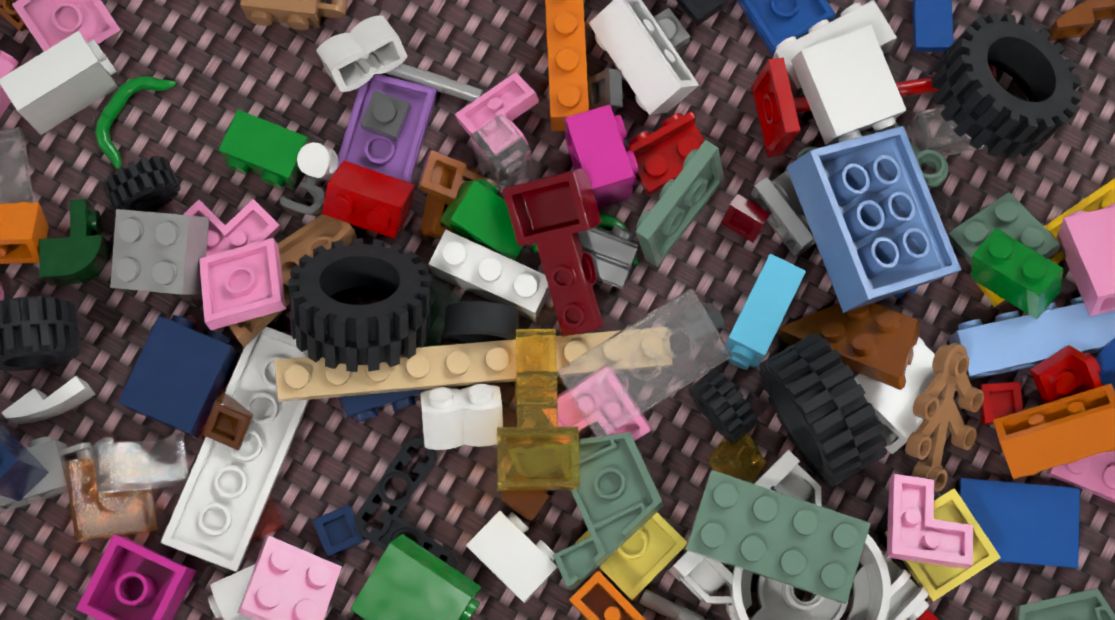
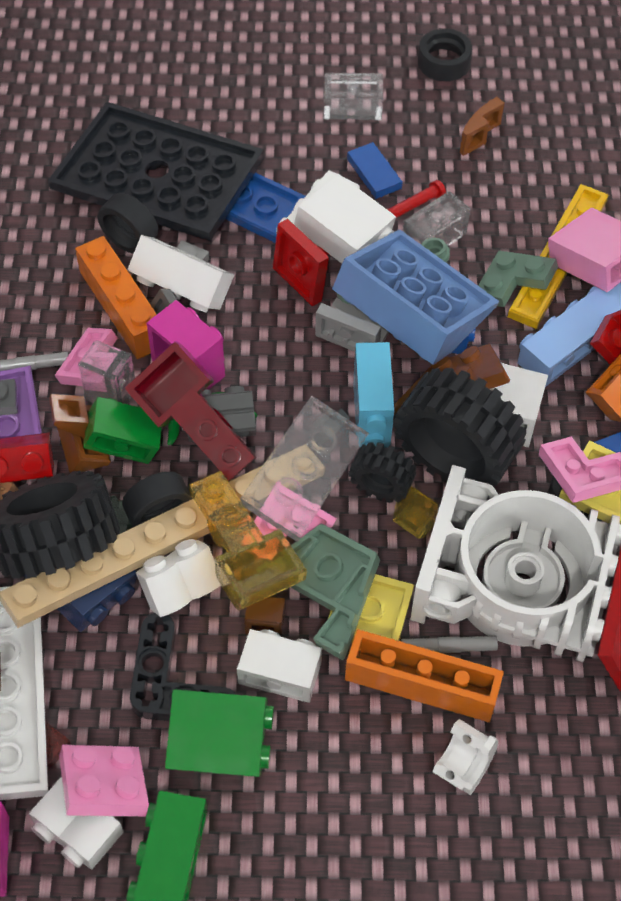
camera: 30 degrees left, 20 degrees down
(338, 531) = (120, 721): dark blue tile -> none
(489, 275) = (128, 464): white brick -> none
(664, 151) = (241, 329): red bracket -> none
(680, 203) = (266, 352): sand green plate -> none
(745, 218) = (320, 346): dark red plate -> none
(778, 536) = (482, 525): sand green plate -> none
(950, 367) = (538, 375): medium nougat plant -> none
(986, 109) = (454, 178): black tyre -> none
(1000, 401) = (578, 381): red plate -> none
(1016, 273) = (539, 287): green brick -> none

